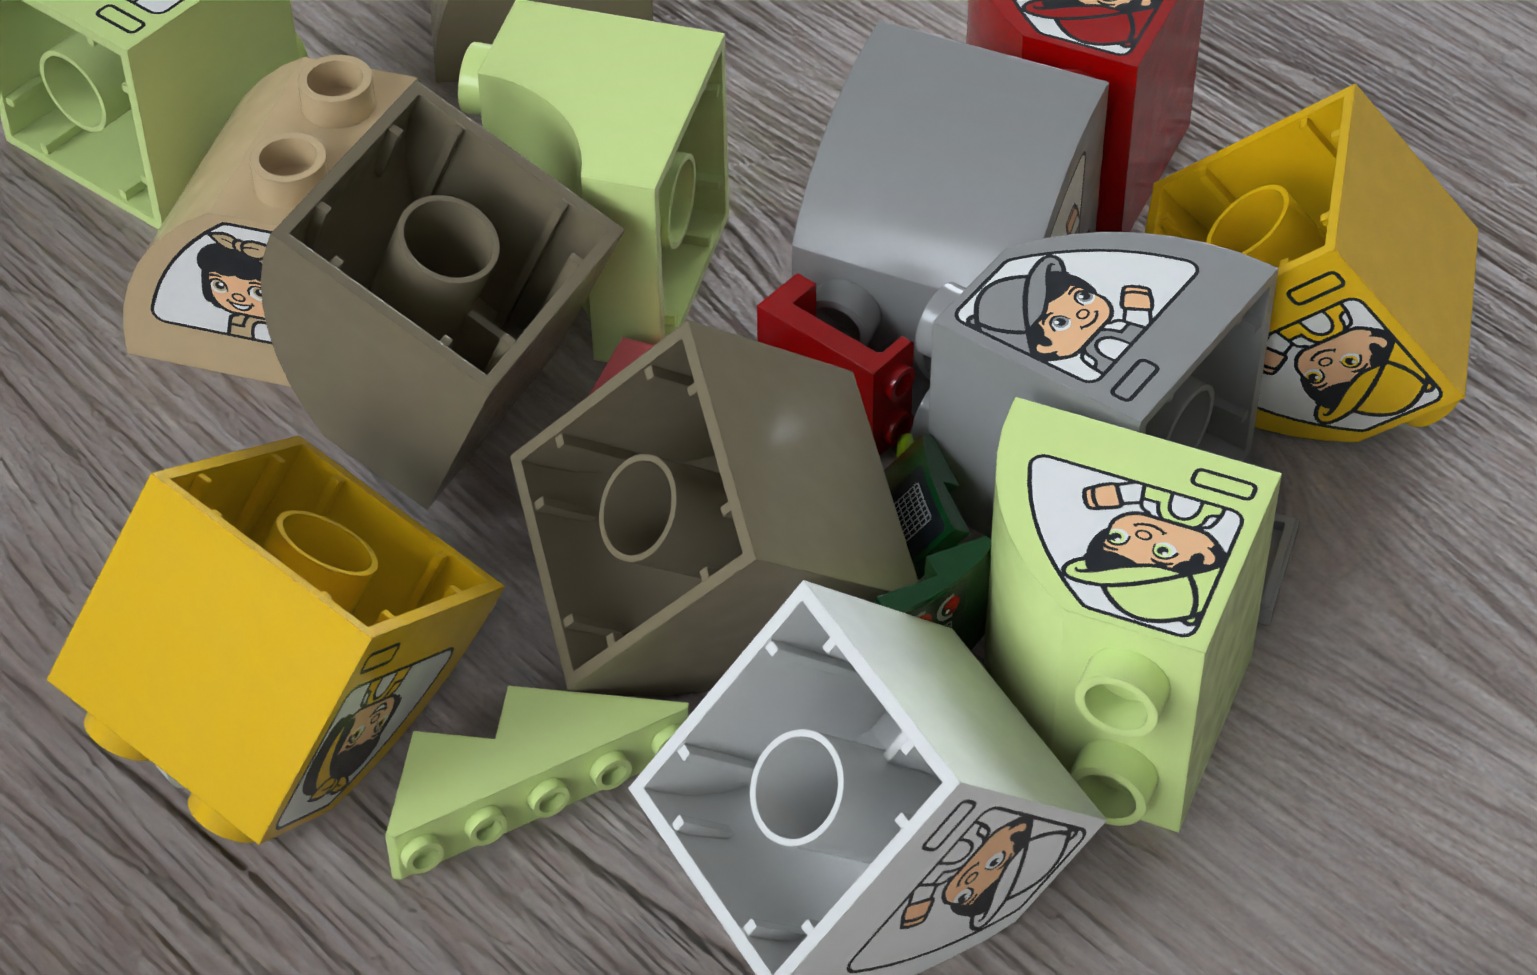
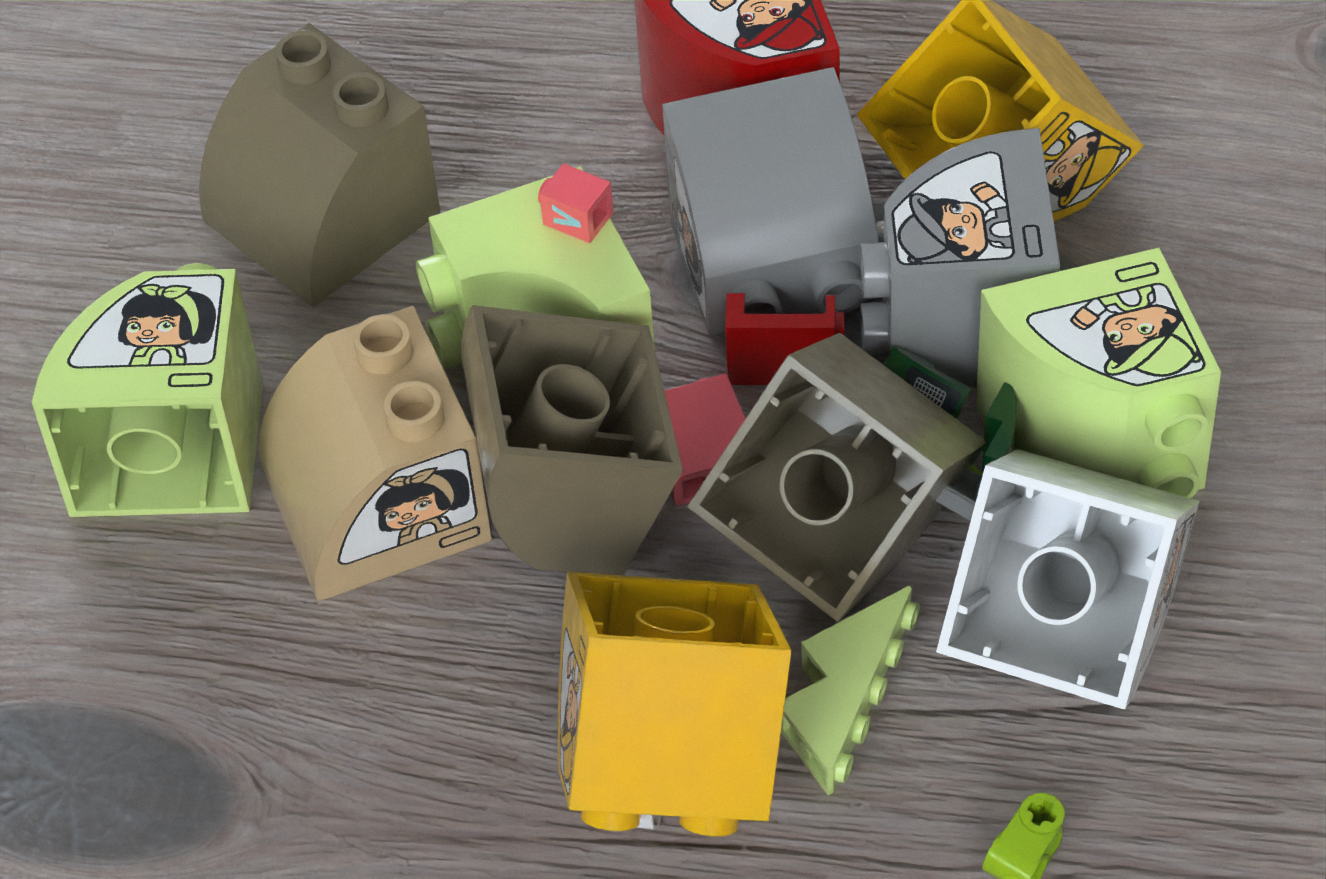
camera: 35 degrees left, 5 degrees up
(661, 56) = (576, 202): none -> coral brick

